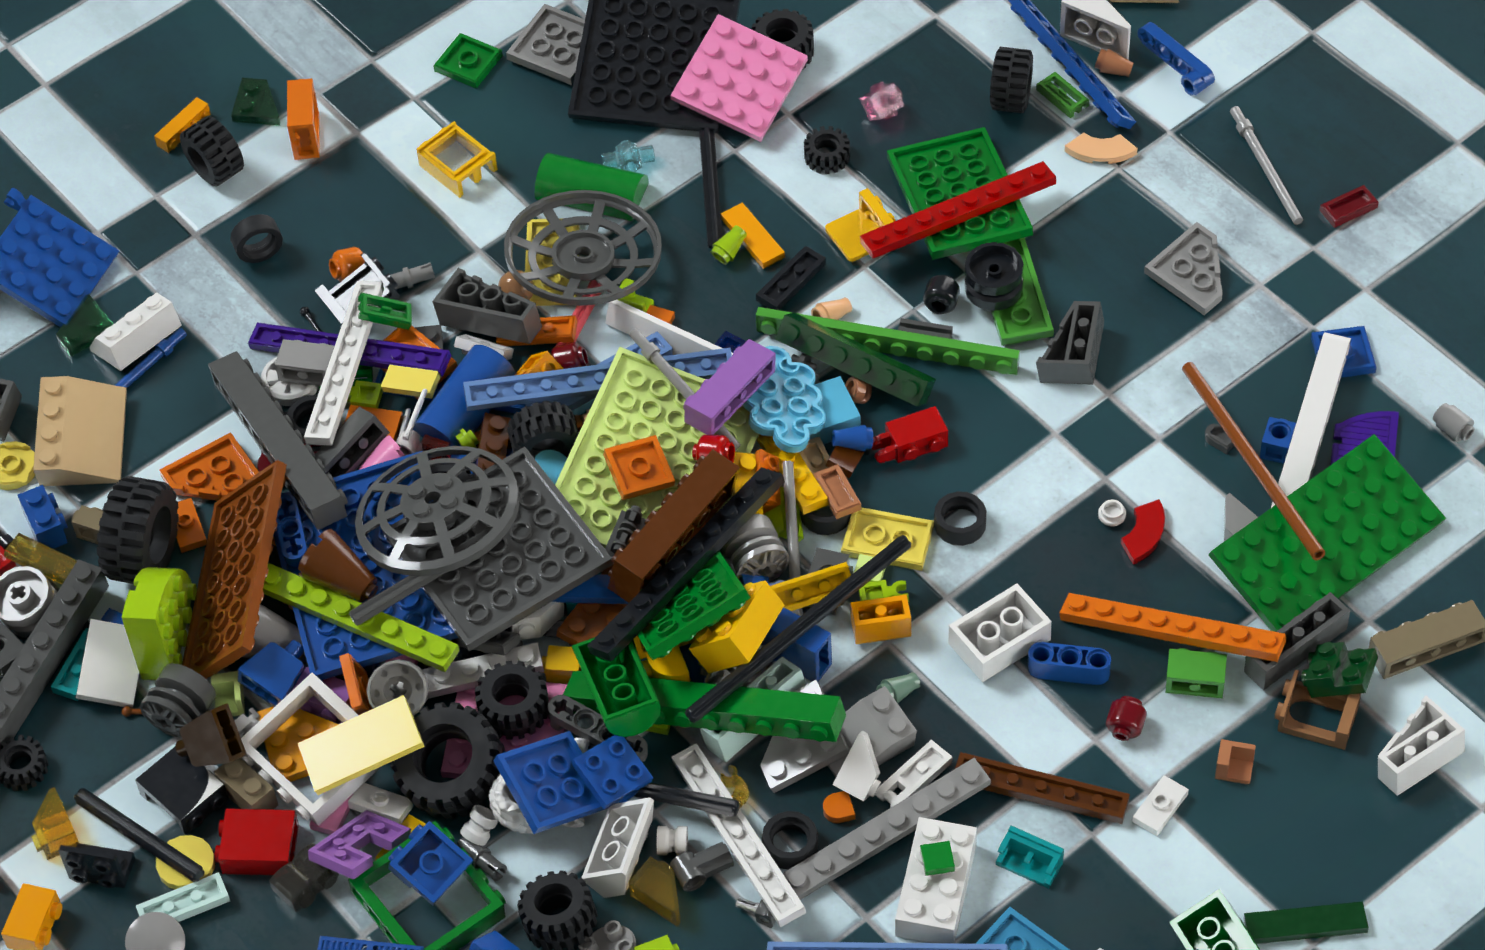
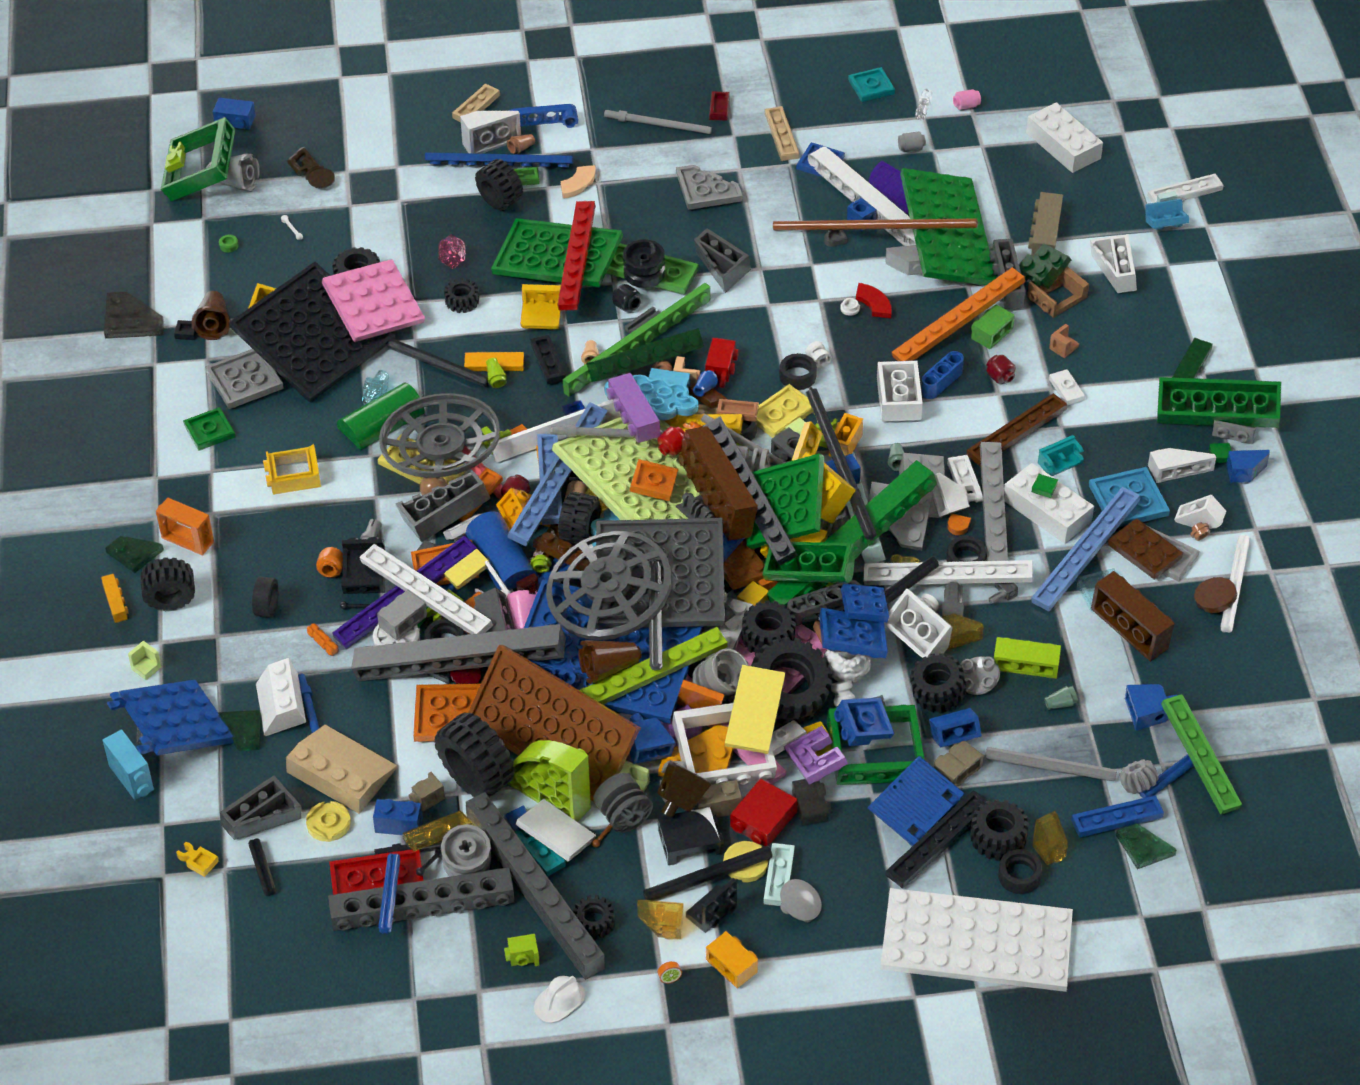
camera: 60 degrees left, 5 degrees down
(115, 196) = (144, 660): none -> yellowish green panel
(244, 320) = (322, 639): none -> orange axle
(385, 314) = (405, 554): green tile -> none
(871, 411) = (680, 367): none -> light nougat panel
(1001, 523) = (817, 351): none -> white wheel
(1356, 290) = (781, 133): none -> tan tile

